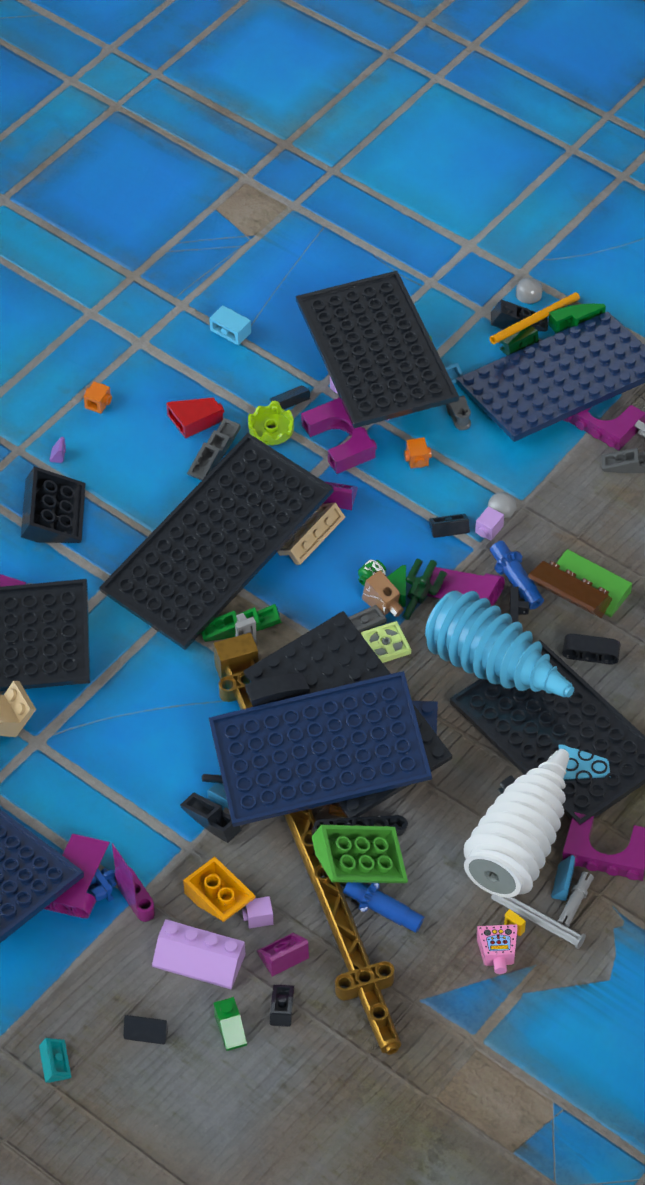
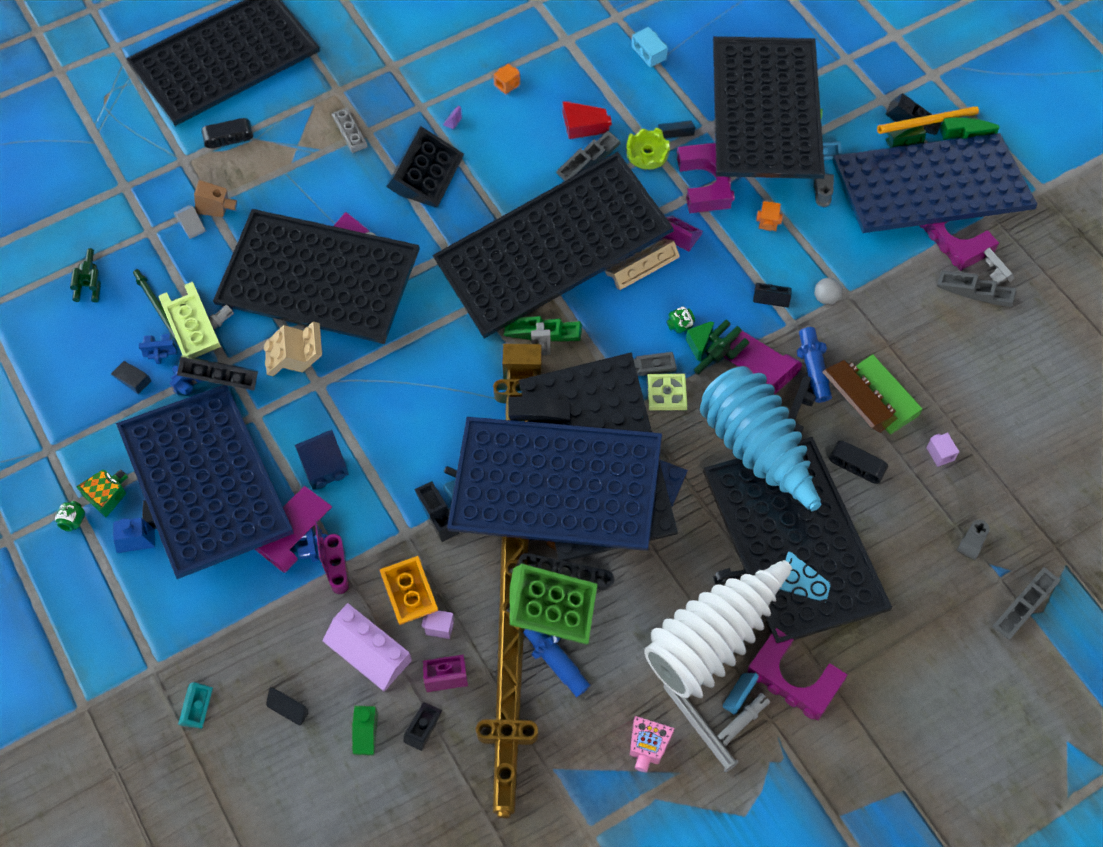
camera: 20 degrees right, 10 degrees up
(81, 803) = (322, 460): none -> dark blue slope
(381, 592) = (680, 342): medium nougat torso -> none
(489, 523) = (809, 305): lavender brick -> none
(512, 919) = (674, 722): yellow tile -> none
(529, 290) = (933, 92): light grey hair -> none

